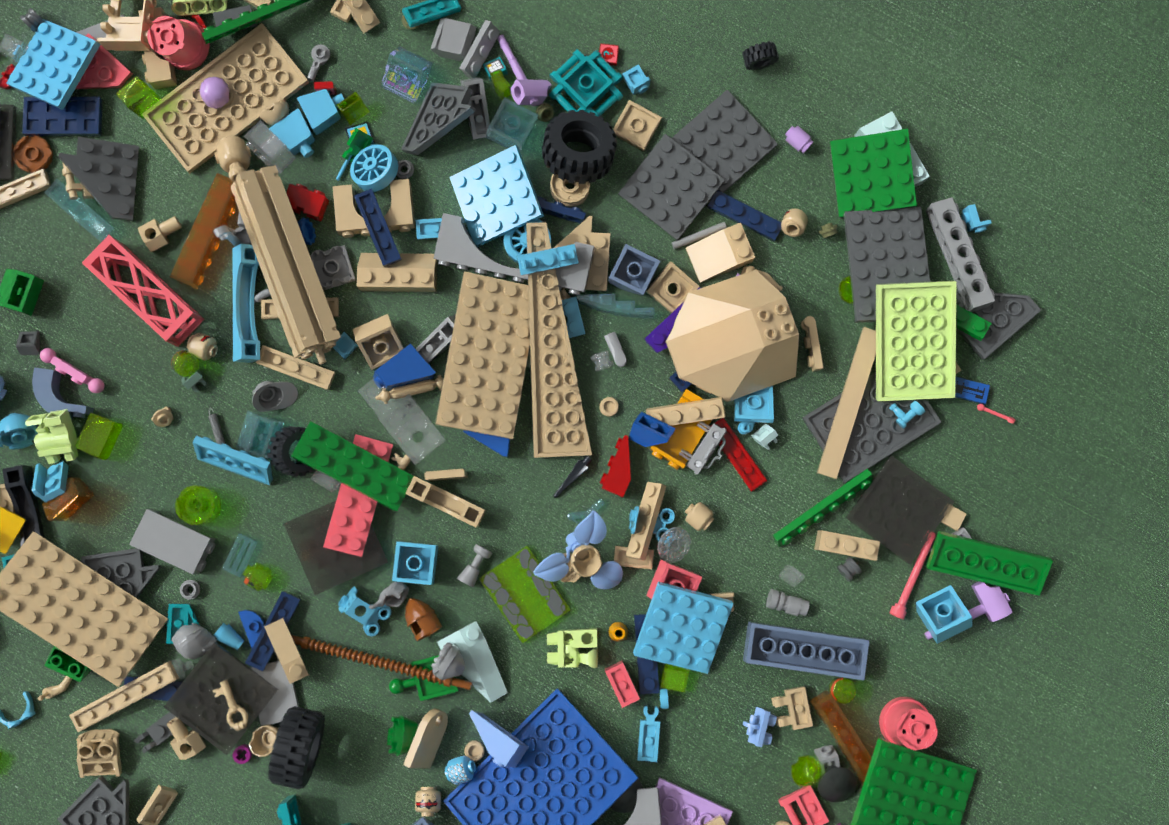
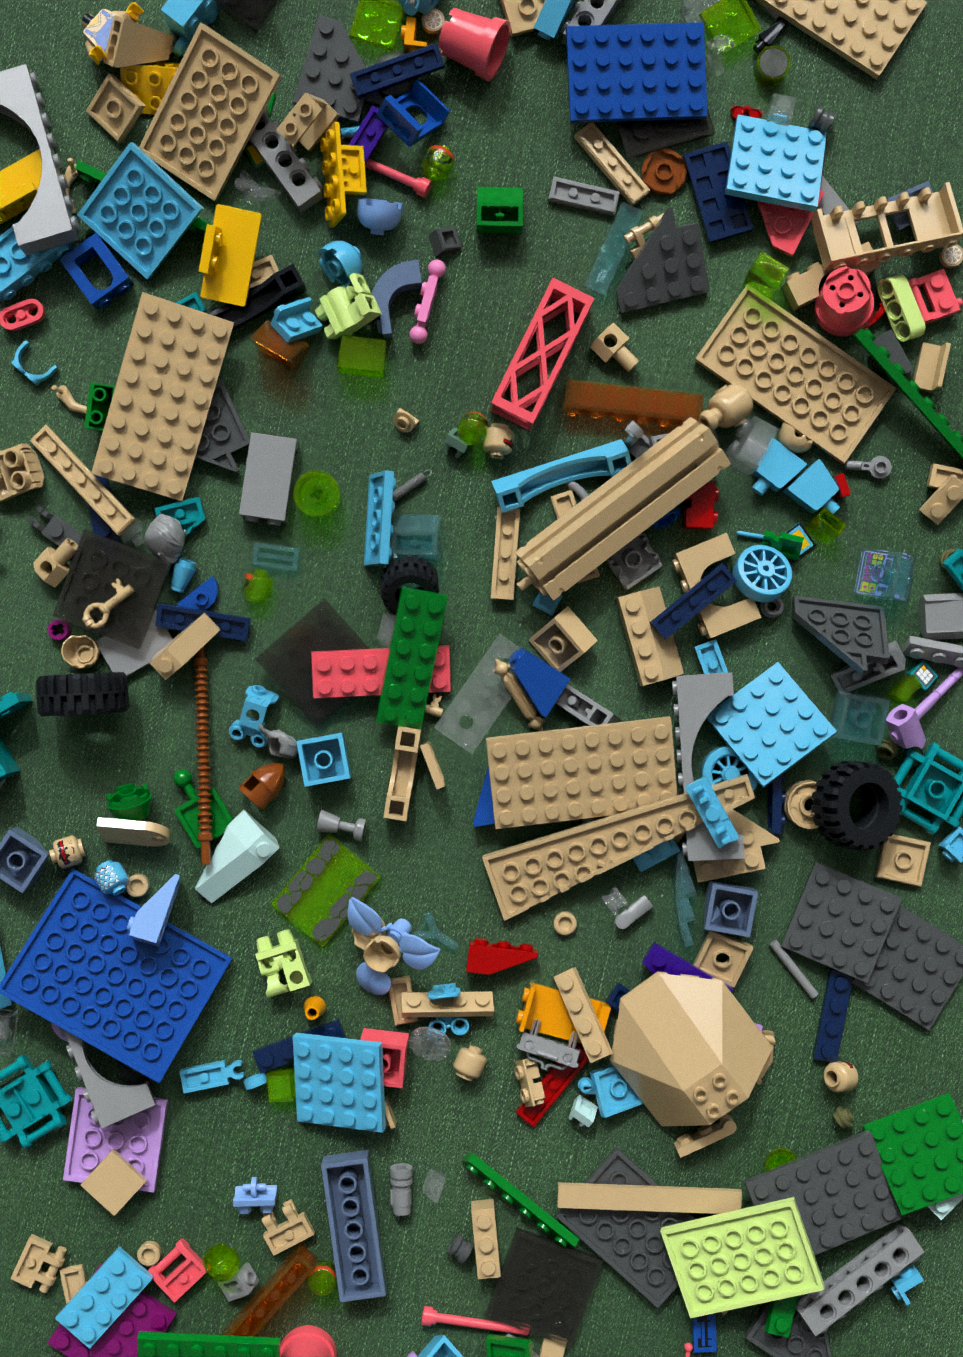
camera: 85 degrees right, 5 degrees up
(30, 222) = (583, 196): none -> light grey tile
(184, 589) = (215, 510): light grey plate -> none
(214, 92) = (797, 361): lavender hair -> none
(273, 395) = (465, 539): light grey piece -> none
(449, 662) = (224, 835): light grey hair -> none
(579, 468) = (482, 909): black piece -> none
(622, 684) = (258, 1029): coral panel -> none
(650, 431) = (550, 982): blue slope -> none
(720, 253) = (780, 1000): slope -> none
(738, 473) = (529, 1091): none -> tan hinge
(798, 139) = (941, 1053): lavender brick -> none
(837, 784) = (217, 1300): pearl dark grey dish -> none
(903, 419) = (649, 1265): medium azure piece -> none

